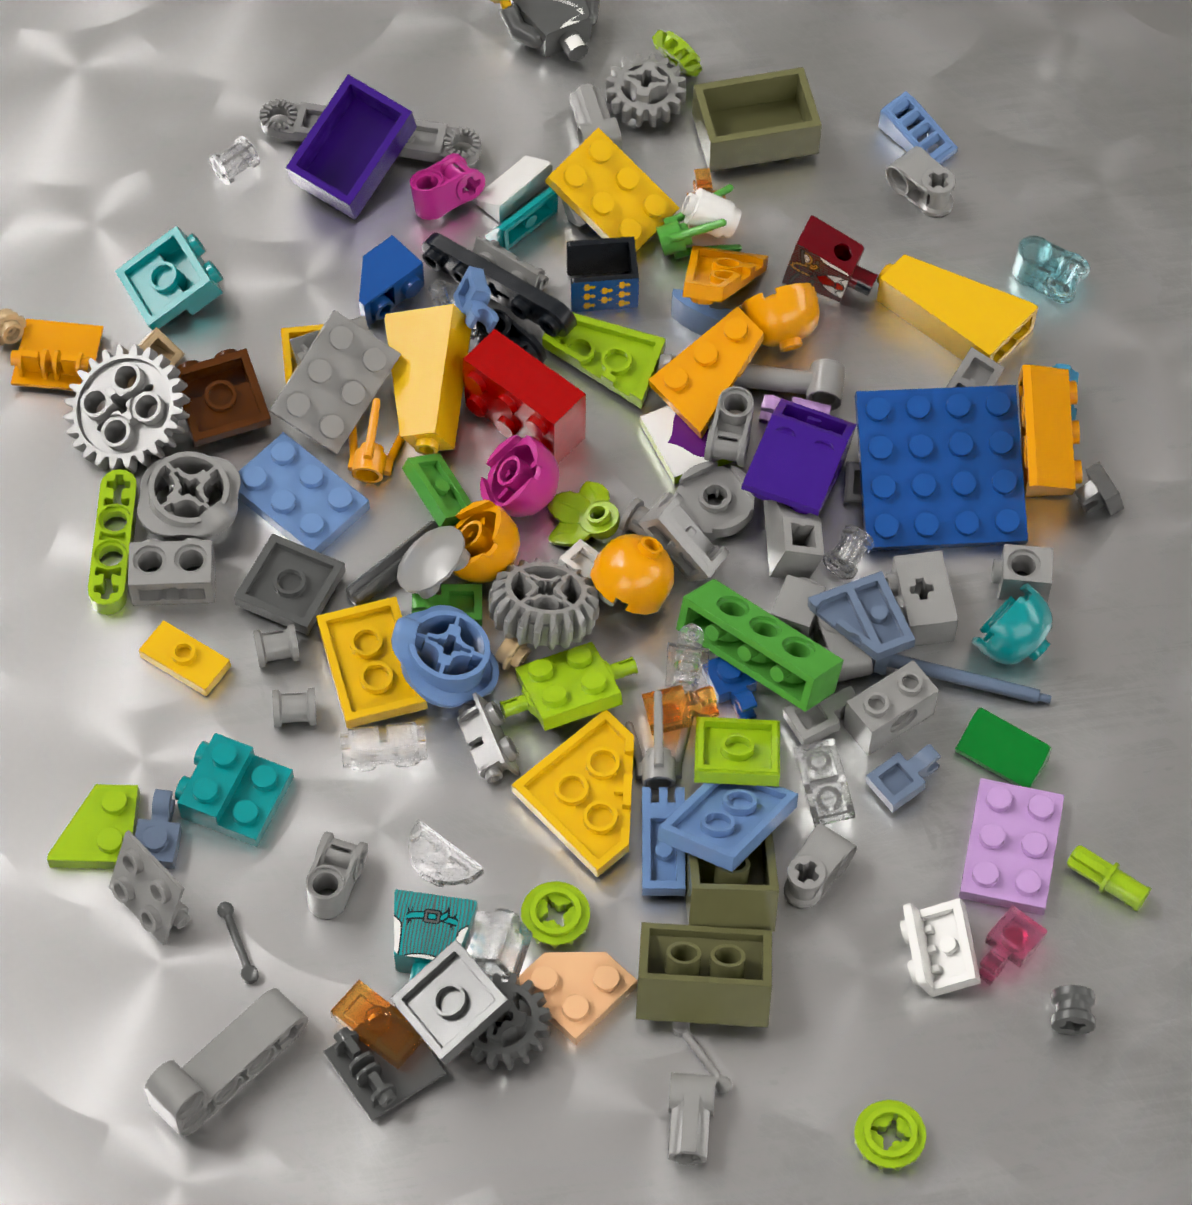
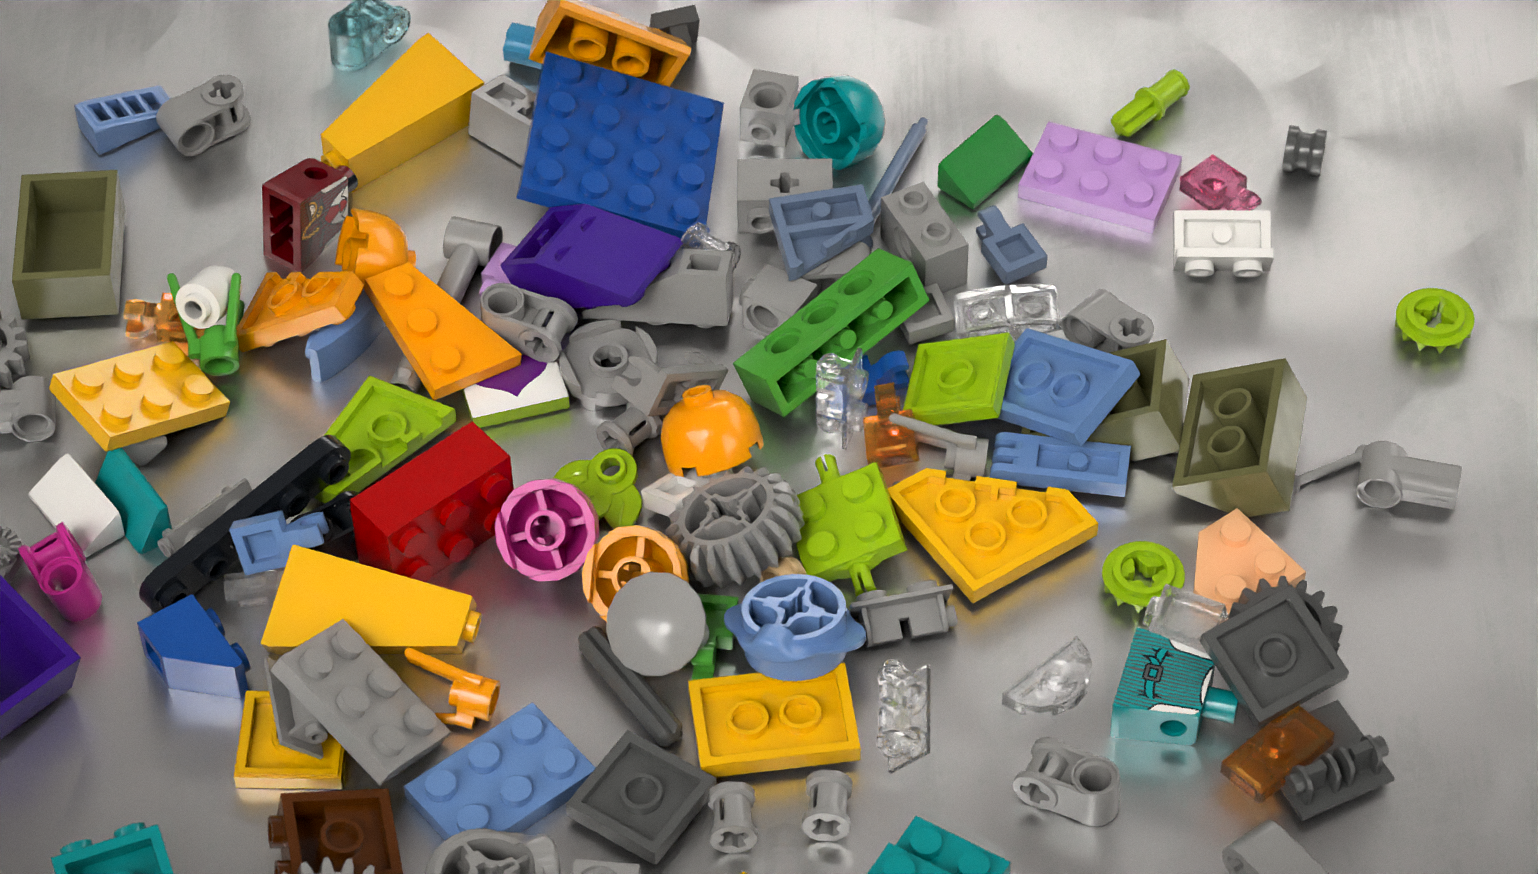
camera: 80 degrees left, 10 degrees down
(437, 487) = (537, 624): bright green plate -> none
(601, 257) = (237, 402): piece -> none

